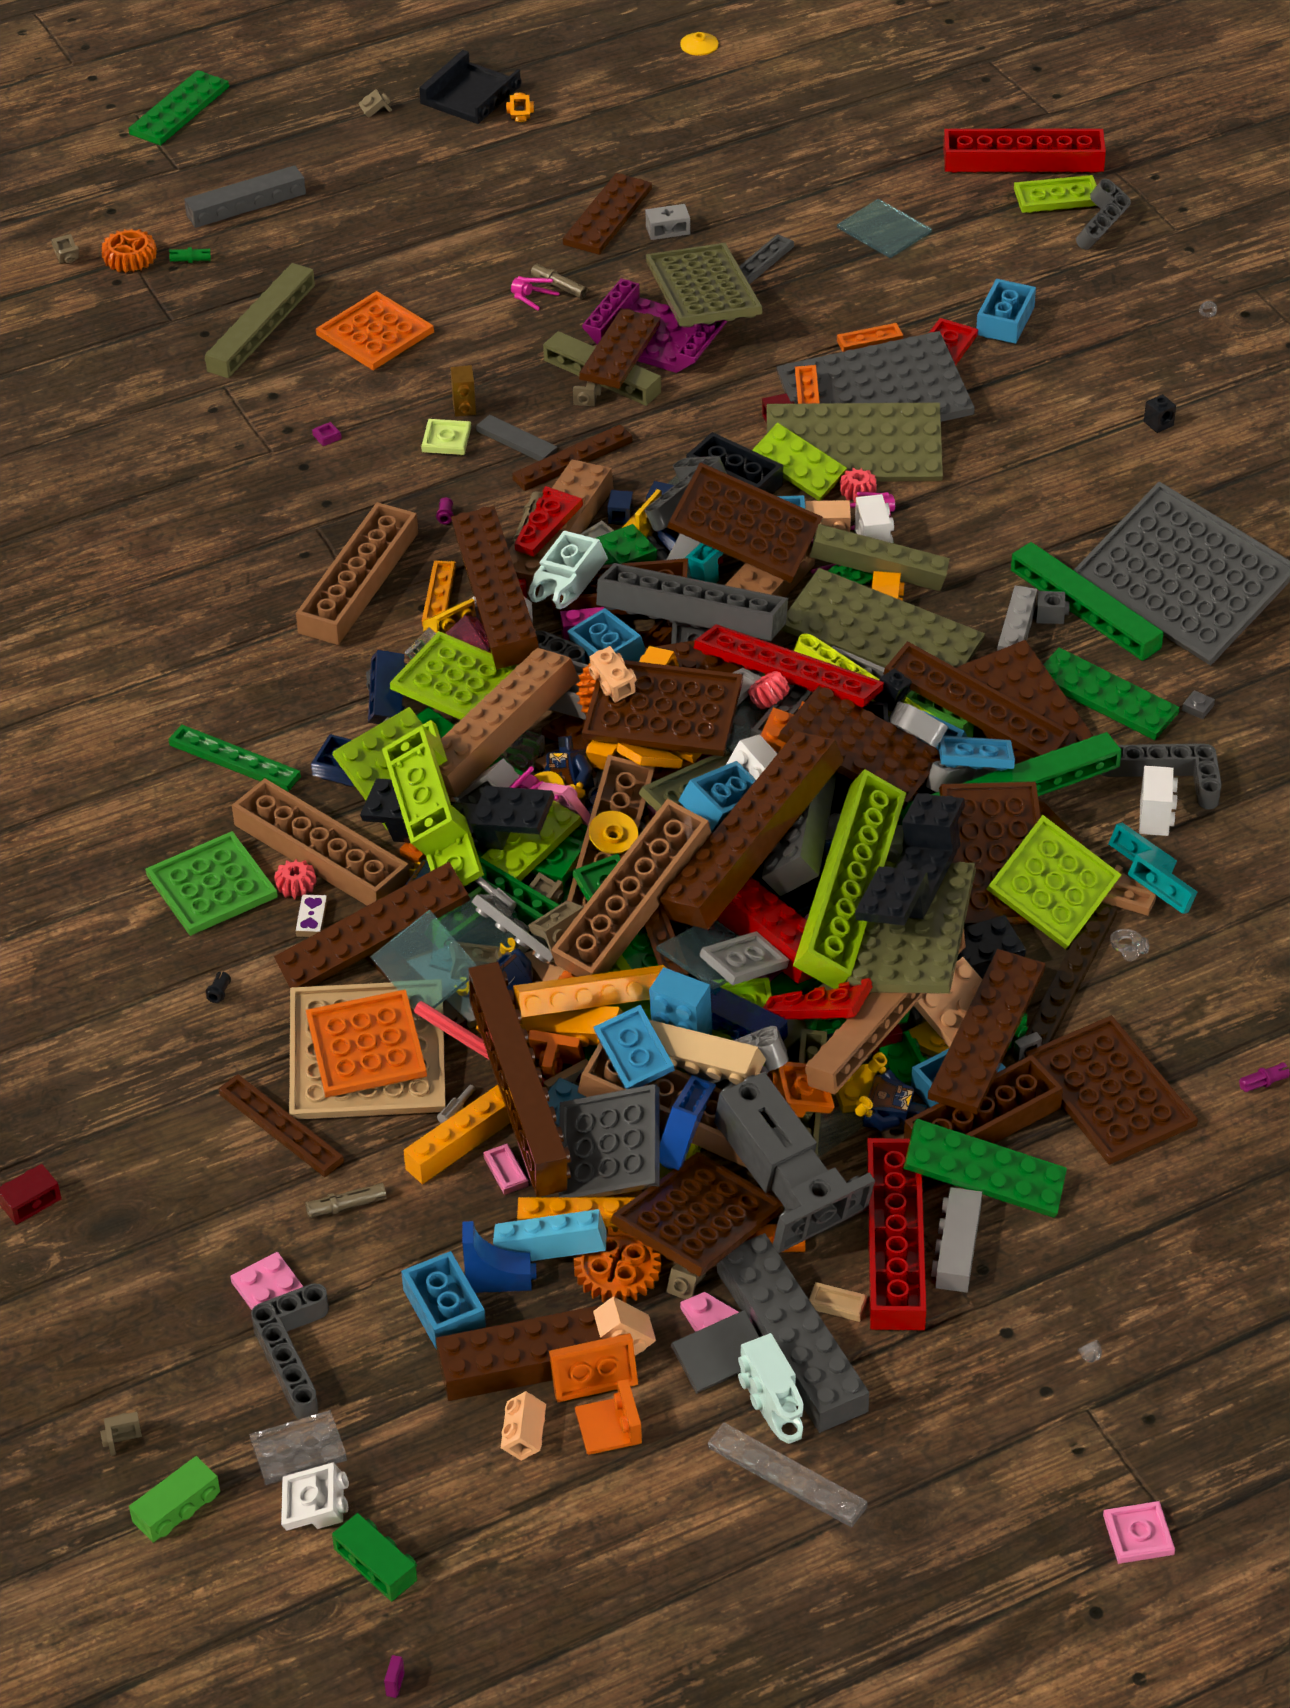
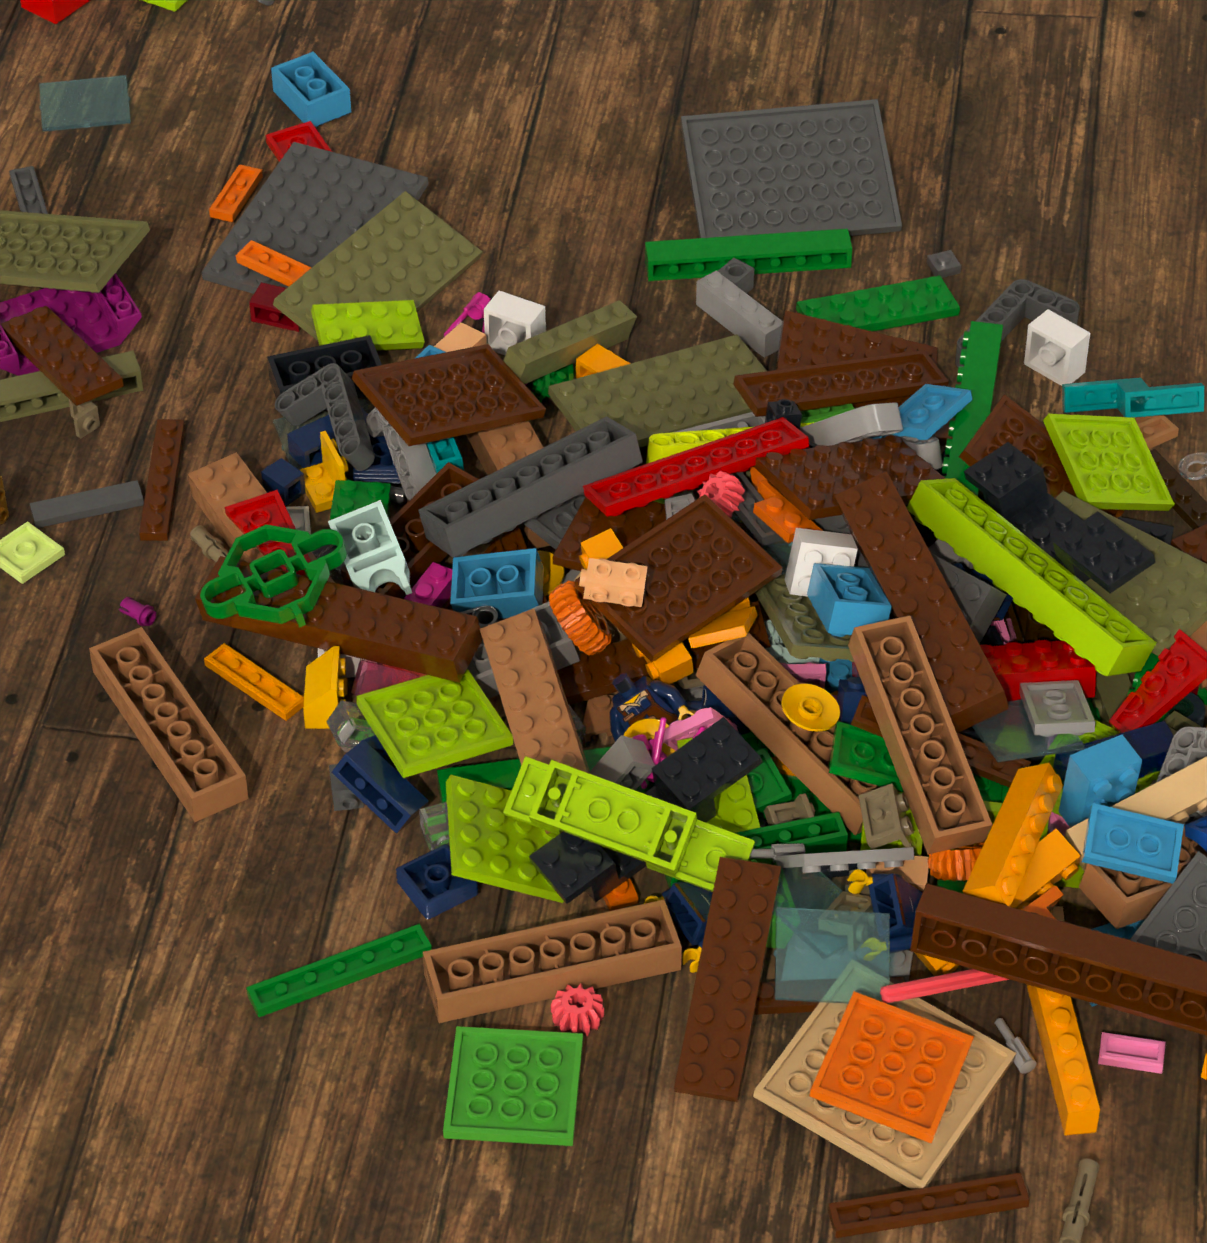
camera: 55 degrees left, 0 degrees up
(216, 991) = (683, 1163): black pin -> none
(311, 915) = (637, 1026): tile -> none
(476, 528) = (245, 603): none -> green piece
(857, 481) = (436, 309): coral gear -> none
(1159, 413) = (555, 79): black brick -> none

